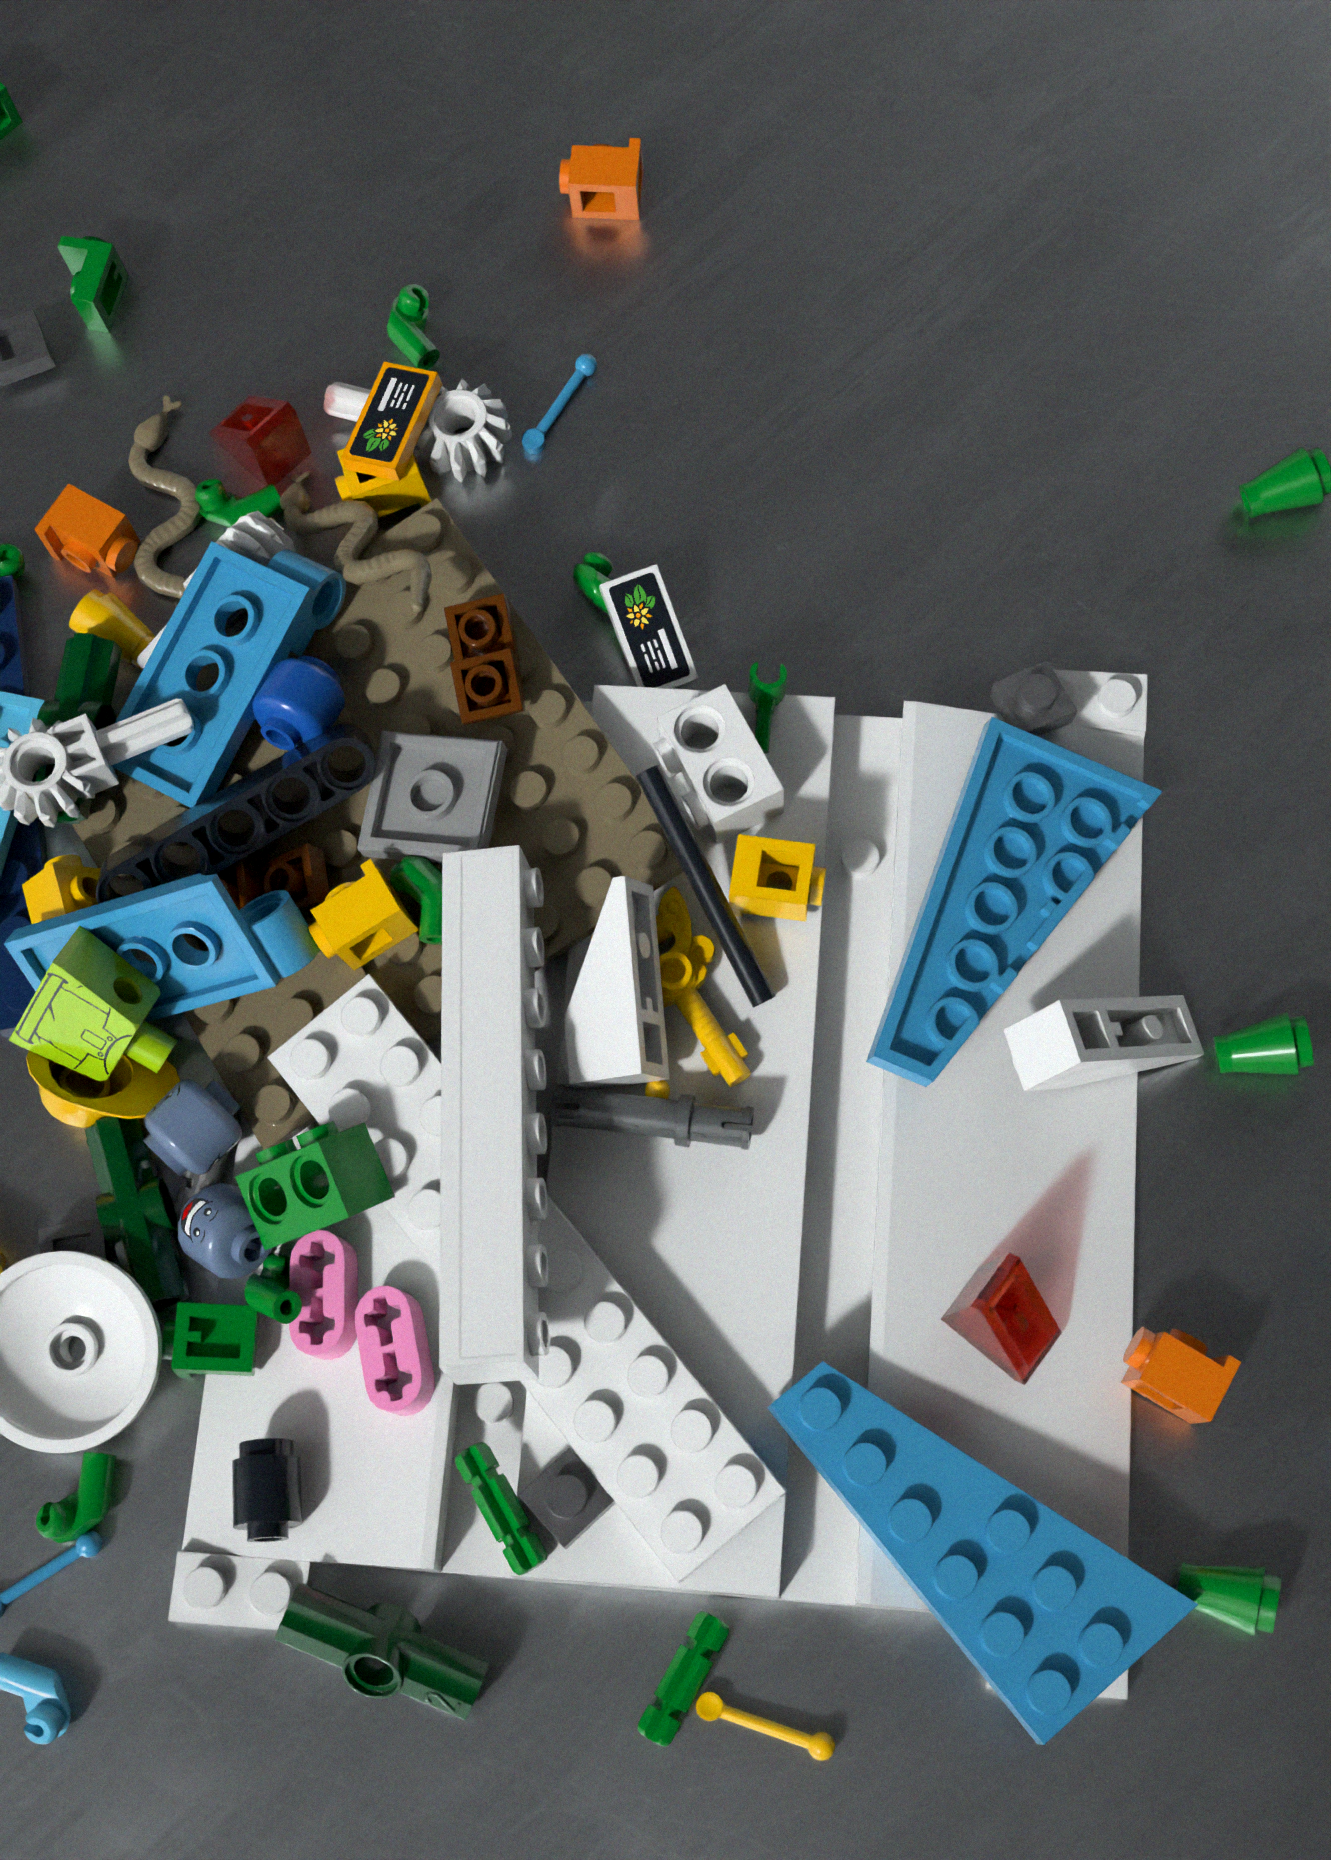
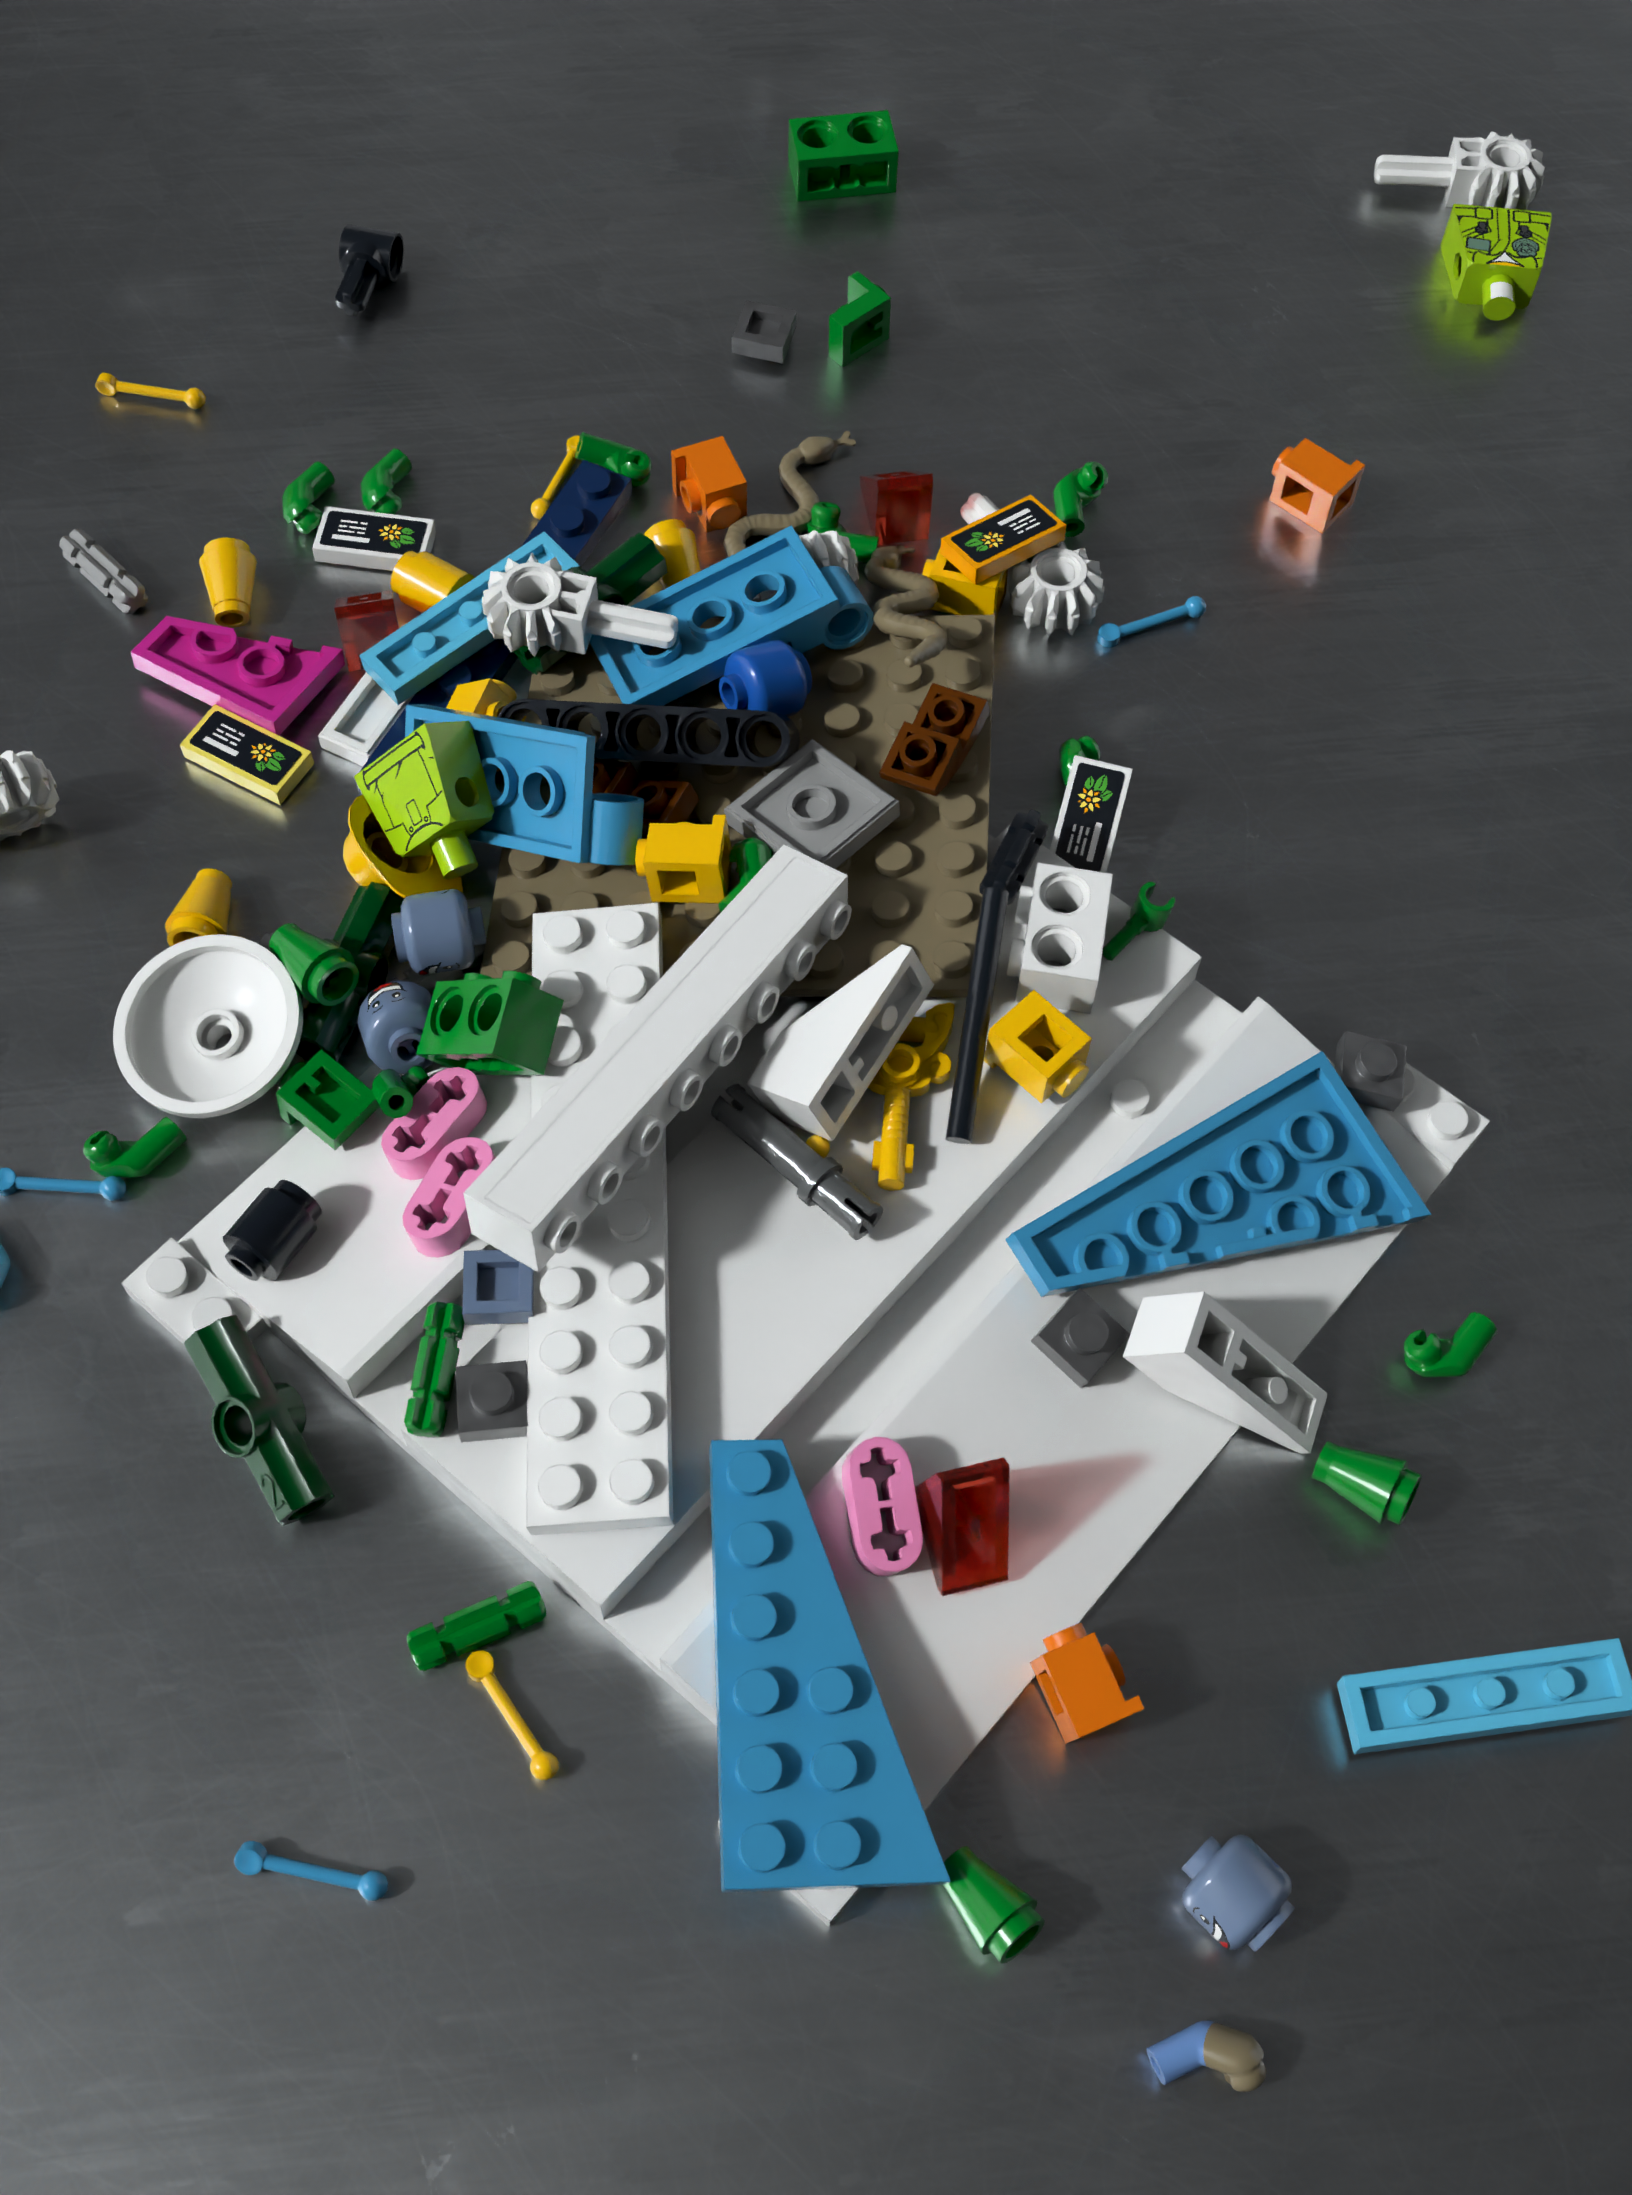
camera: 25 degrees right, 10 degrees down
(117, 1235) = (317, 967): none -> green cone
(498, 1409) = (496, 1288): none -> sand blue plate
(627, 720) = (1016, 854): none -> black axle
(921, 1363) = (898, 1504): none -> bright pink beam
(977, 1097) = (1080, 1337): none -> flat silver plate
(1251, 897) = (1453, 1356): none -> green arm

